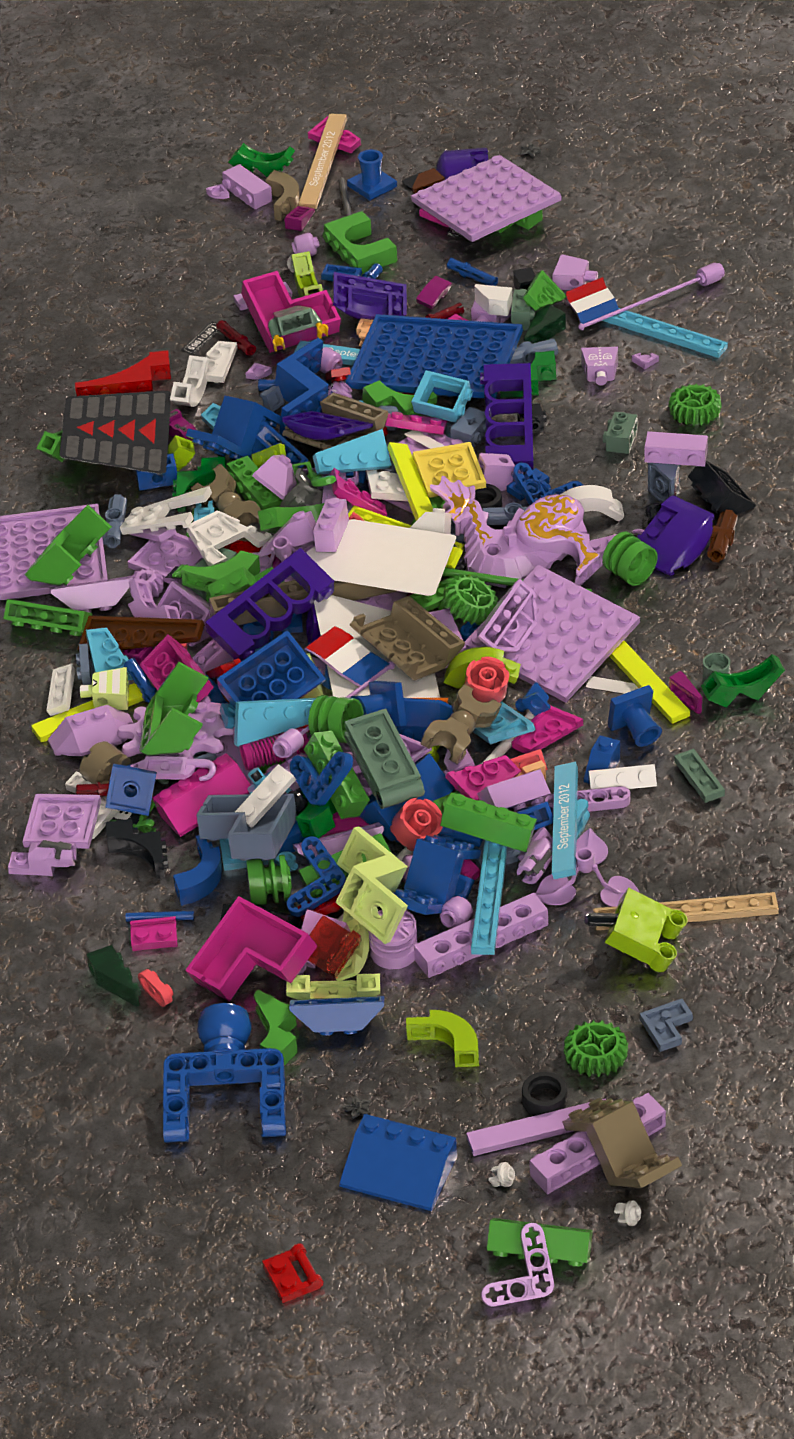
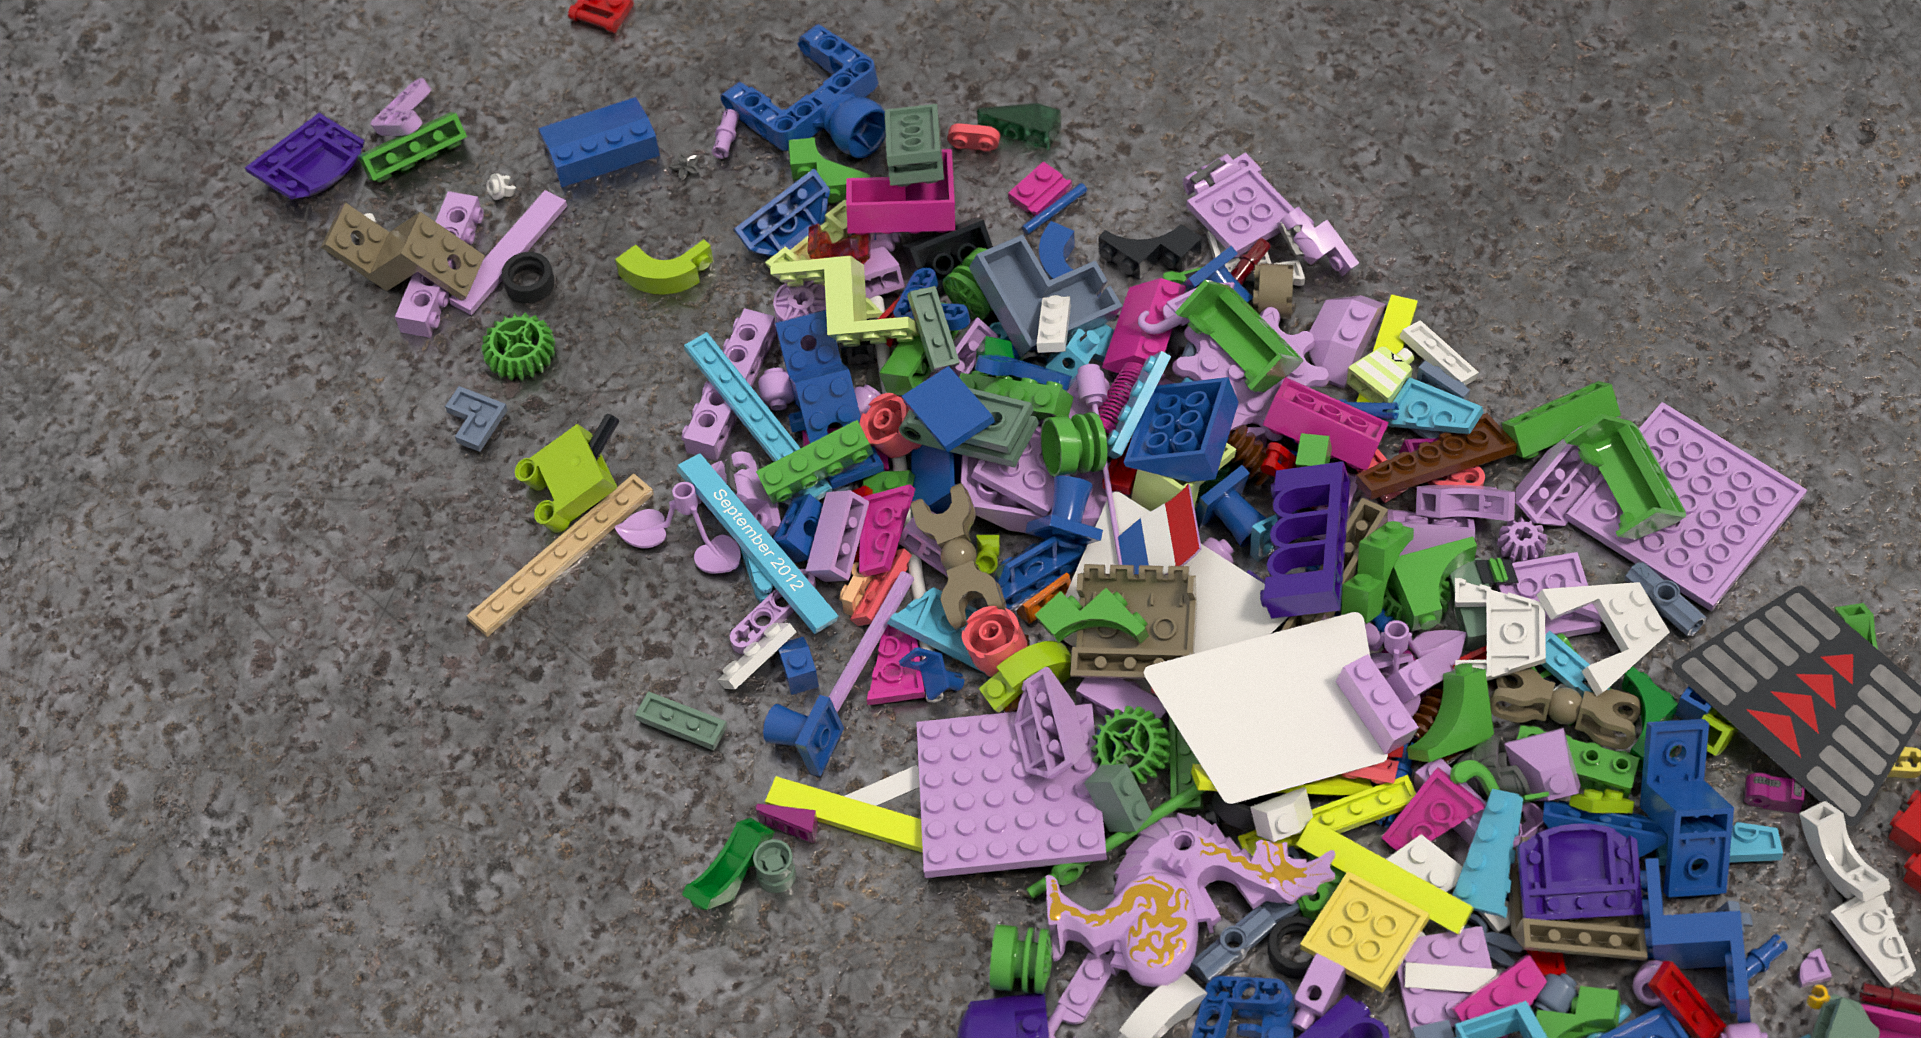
camera: 140 degrees right, 15 degrees up
(48, 774) = (1316, 242): none -> lavender plate
(208, 653) = (1313, 450): none -> bright green brick
(213, 960) = (913, 145): none -> sand green hinge
(309, 1105) = (725, 134): none -> lavender pin
(334, 841) = (933, 328): none -> sand green plate
(392, 755) = (948, 409): none -> blue tile
(435, 663) = (1063, 616): none -> bright green arch
(502, 577) = (1118, 798): none -> sand green brick
(554, 740) = (870, 639): none -> lavender axle
(625, 1288) = (308, 158): none -> dark purple slope

